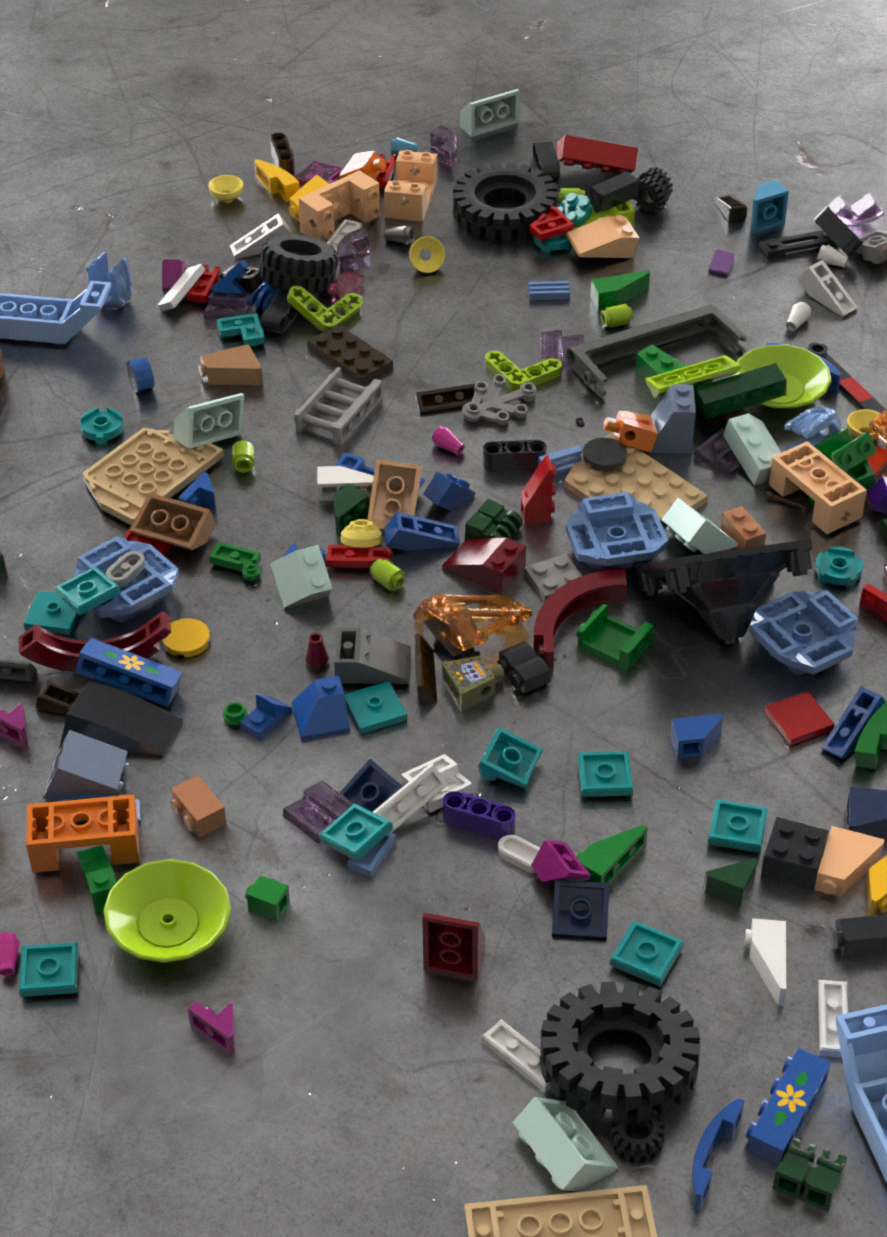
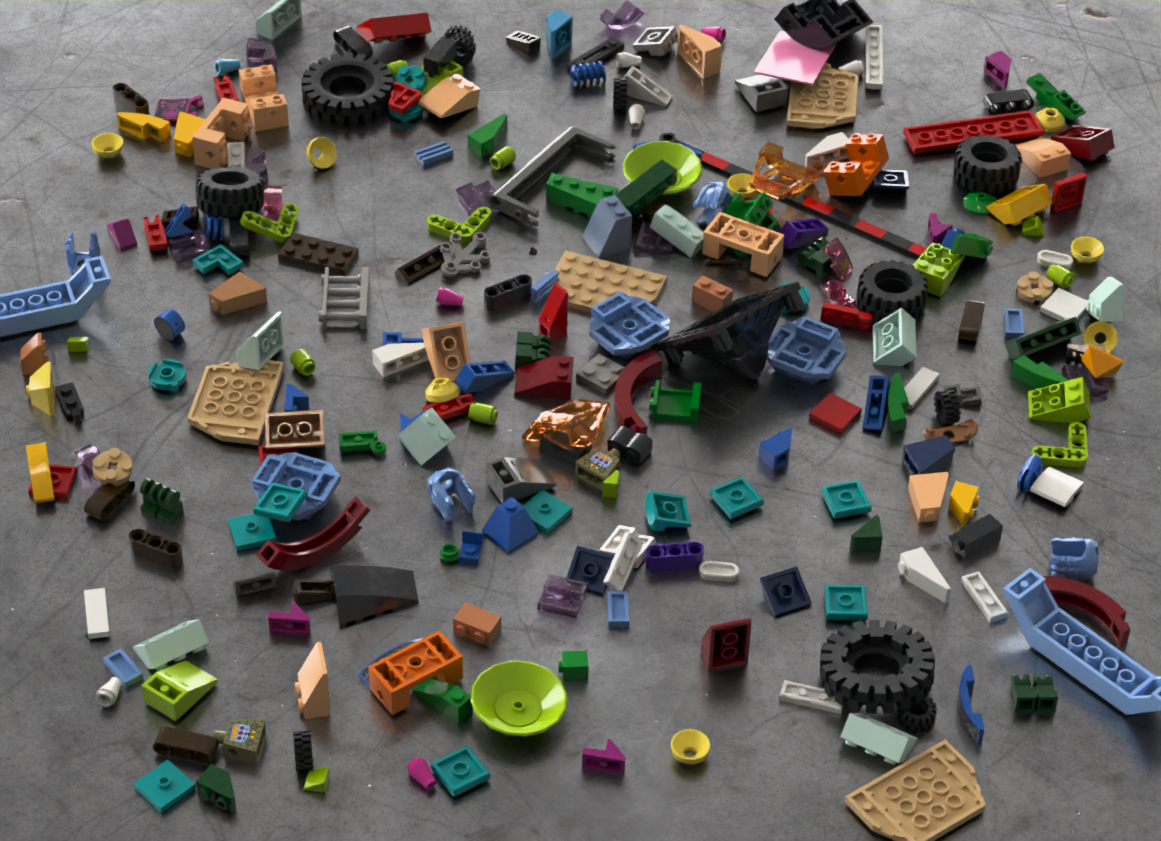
camera: 30 degrees left, 0 degrees up
(44, 366) = (77, 344): none -> lime slope
(86, 768) = (375, 630): sand blue slope -> none
(126, 568) = (296, 474): light grey plate -> none
(128, 672) = (355, 550): blue brick -> none
(181, 287) = (141, 242): white tile -> none
(187, 638) = (377, 514): yellow tile -> none
(252, 242) = (176, 179): white slope -> none
(269, 642) = (455, 484): none -> medium blue piece
(316, 652) = (477, 485): dark red cone -> none
(323, 1045) = (690, 740): none -> light yellow piece
(349, 506) = (414, 373): dark green slope -> none
(356, 832) = (602, 599): teal plate -> none
(366, 162) = (212, 92): orange torso -> none
(400, 234) = (283, 141): flat silver cone -> none
(425, 671) = (559, 473): dark brown slope -> none
(448, 490) = (480, 335): blue slope -> none
(469, 705) = (611, 485): none -> lime slope
(558, 862) = (752, 567): magenta slope -> none
(604, 454) = (576, 269): black tile -> none
(609, 856) = (778, 551): green slope -> none
(633, 430) = (585, 244): orange torso -> none
(693, 374) = (603, 187): lime slope -> none
(695, 529) = (682, 303): light aqua slope -> none
(722, 262) = (549, 89): medium lavender slope -> none
(774, 257) = (587, 72): none -> blue piece
(788, 1106) = (995, 660): blue brick -> none
(792, 286) = (620, 94): none -> black tyre
(794, 853) = (895, 502): black brick -> none
(837, 231) = (624, 38): black beam -> none

